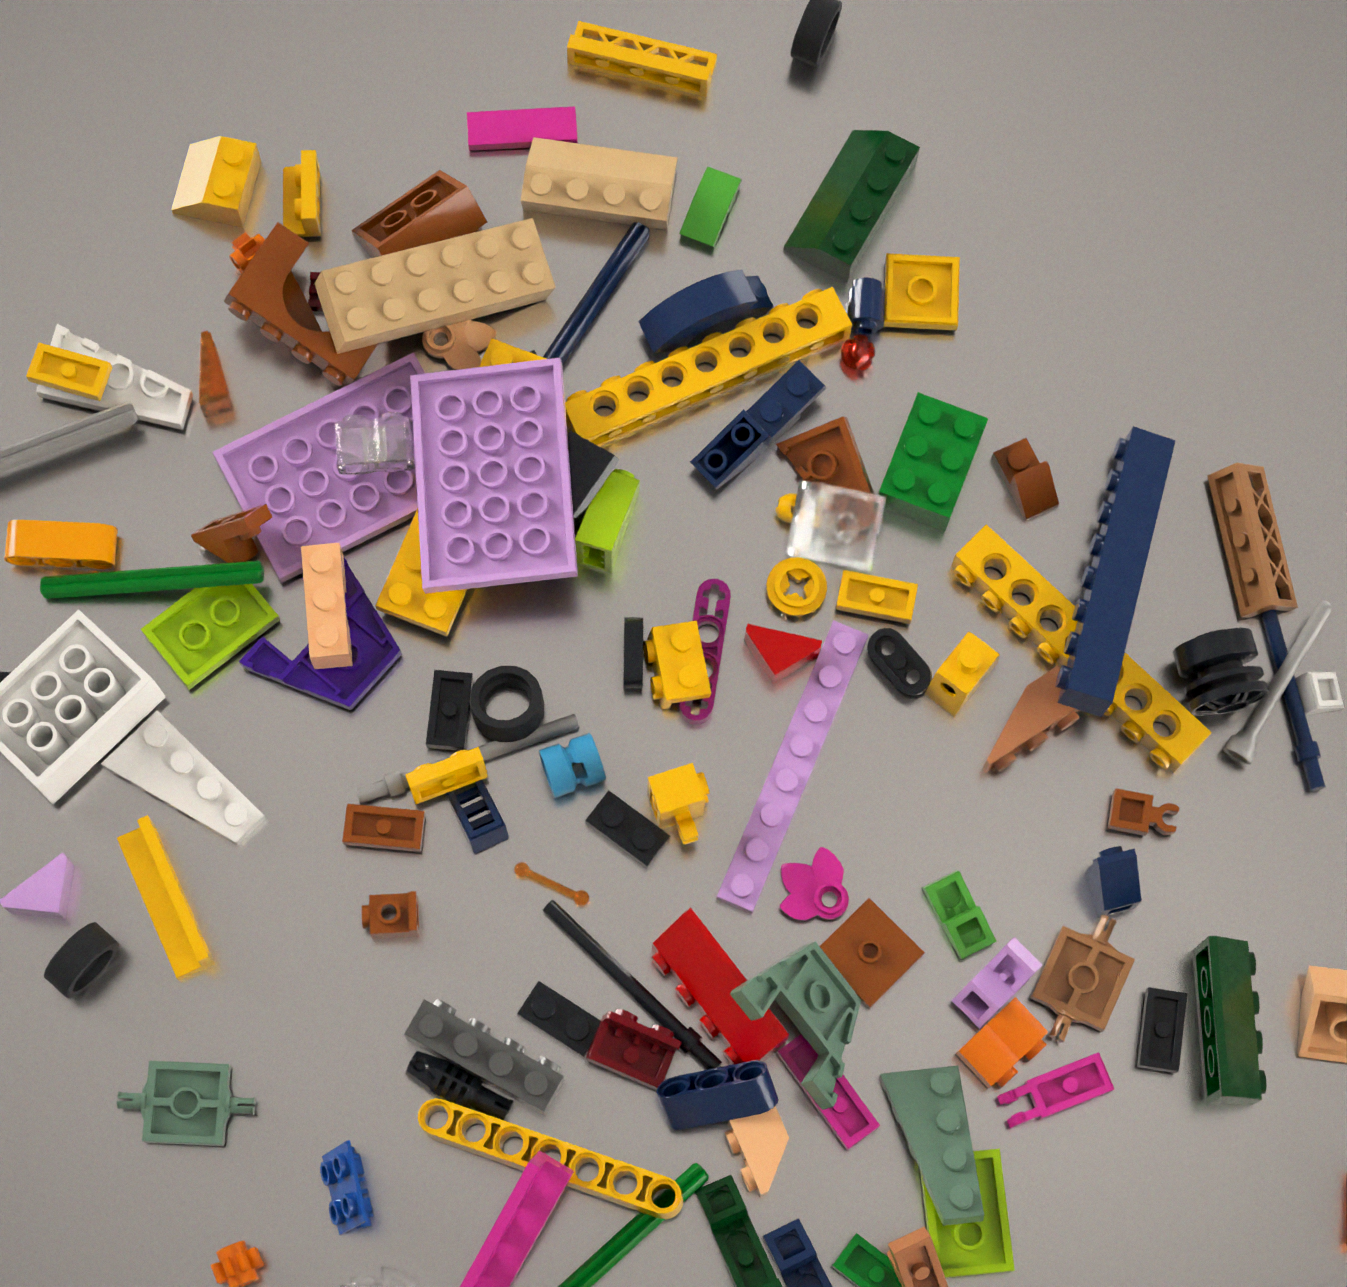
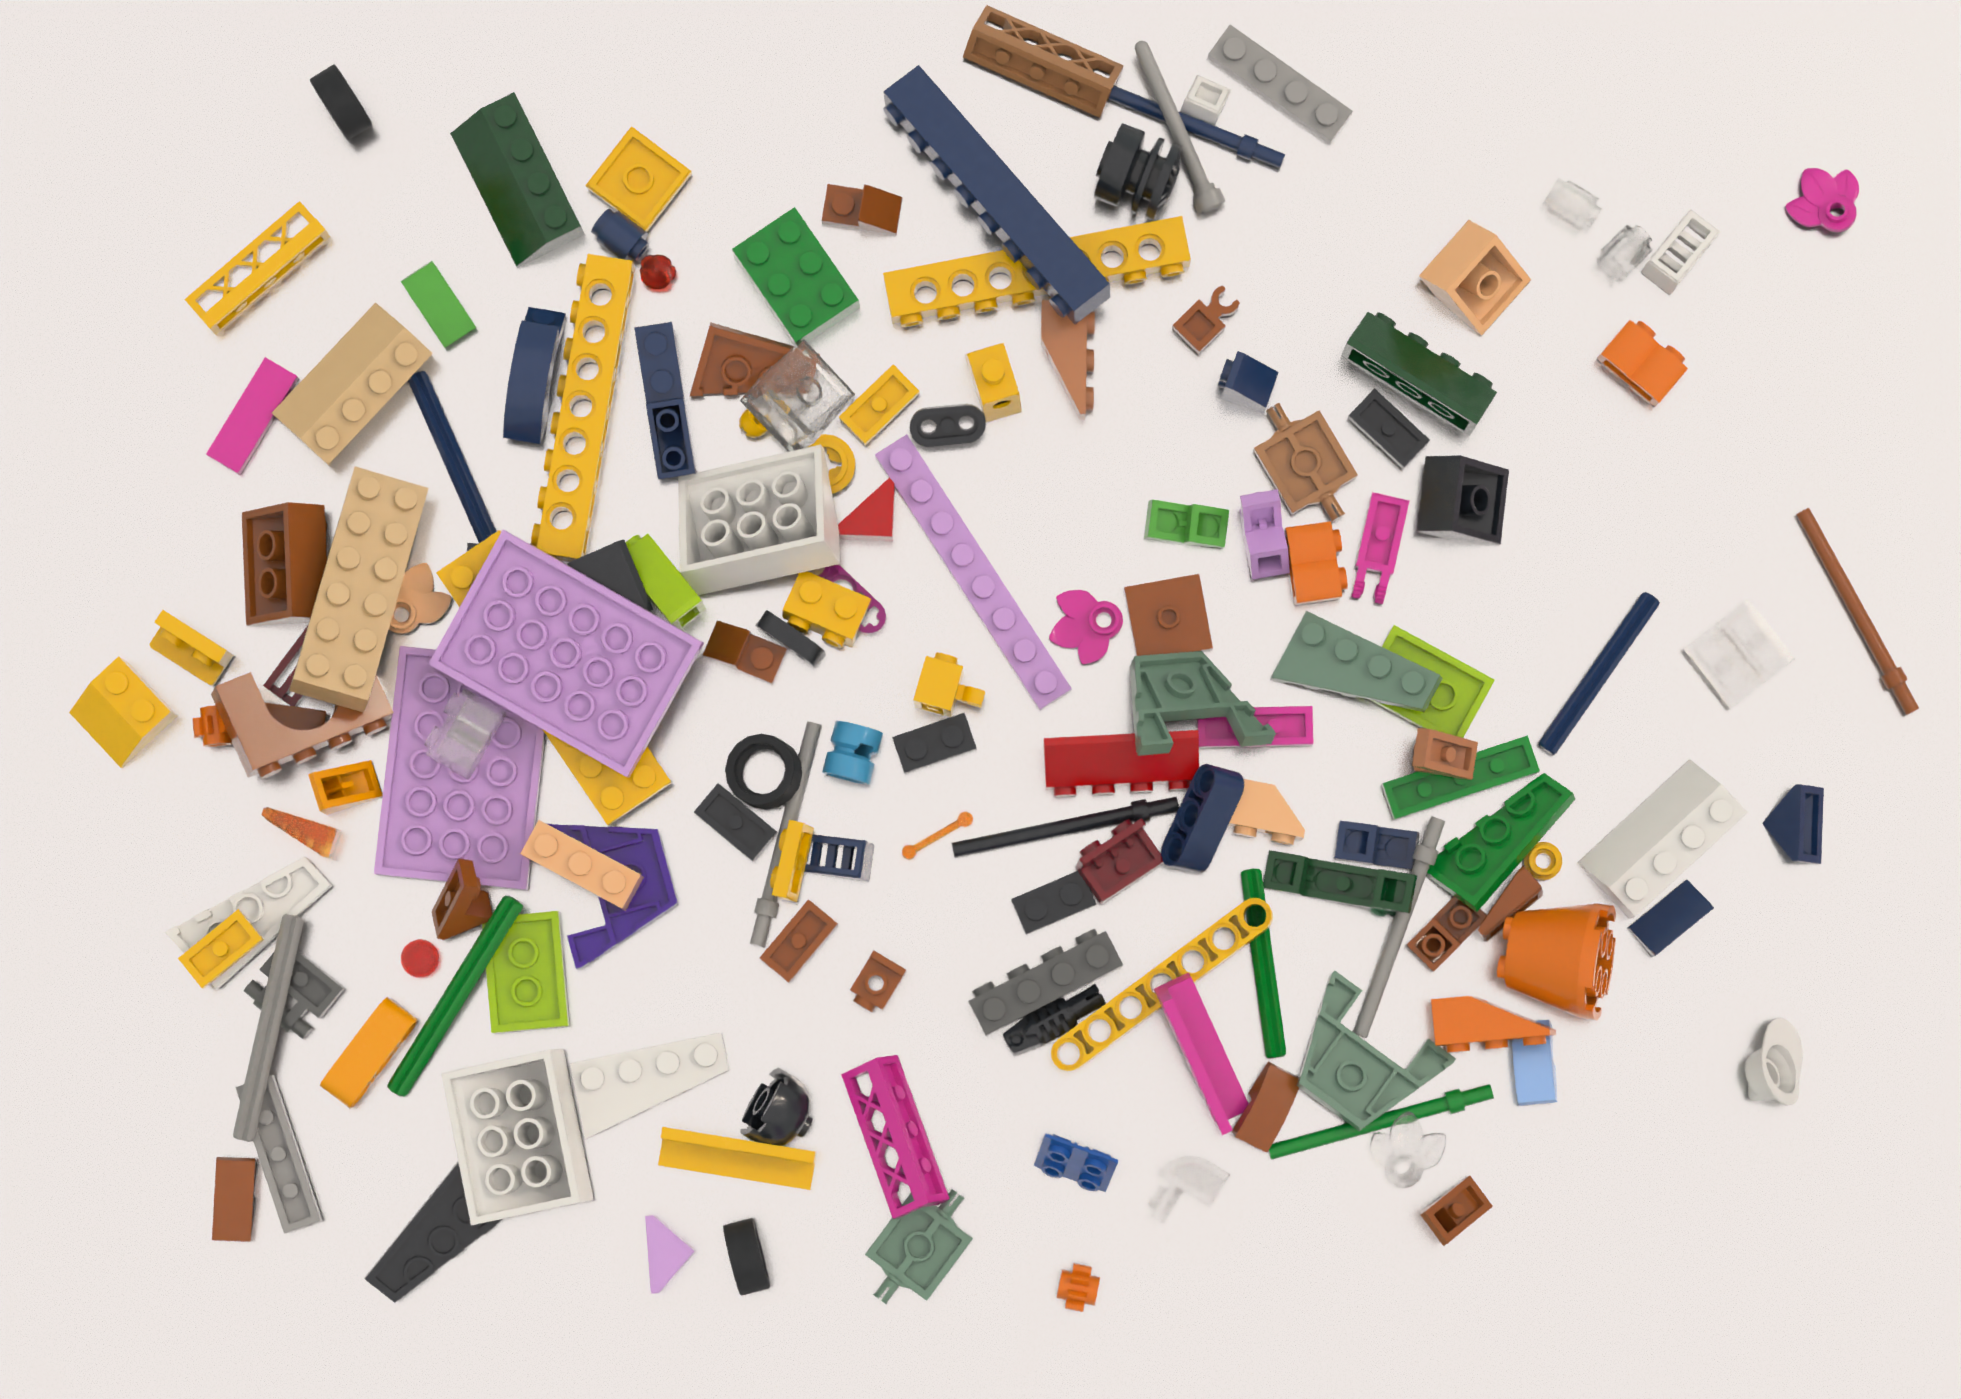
camera: 50 degrees left, 10 degrees up
(84, 466) = (310, 989): none -> dark grey plate
(167, 535) = (420, 958): none -> clear red plate
(226, 906) = (778, 1110): none -> black cylinder
(267, 383) = (345, 786): none -> light orange slope
(275, 1020) = (904, 1126): none -> dark pink fence
(597, 626) = (745, 652): none -> dark orange slope
(710, 560) = (757, 521): none -> white slope
(1149, 1135) = (1463, 499): none -> black slope

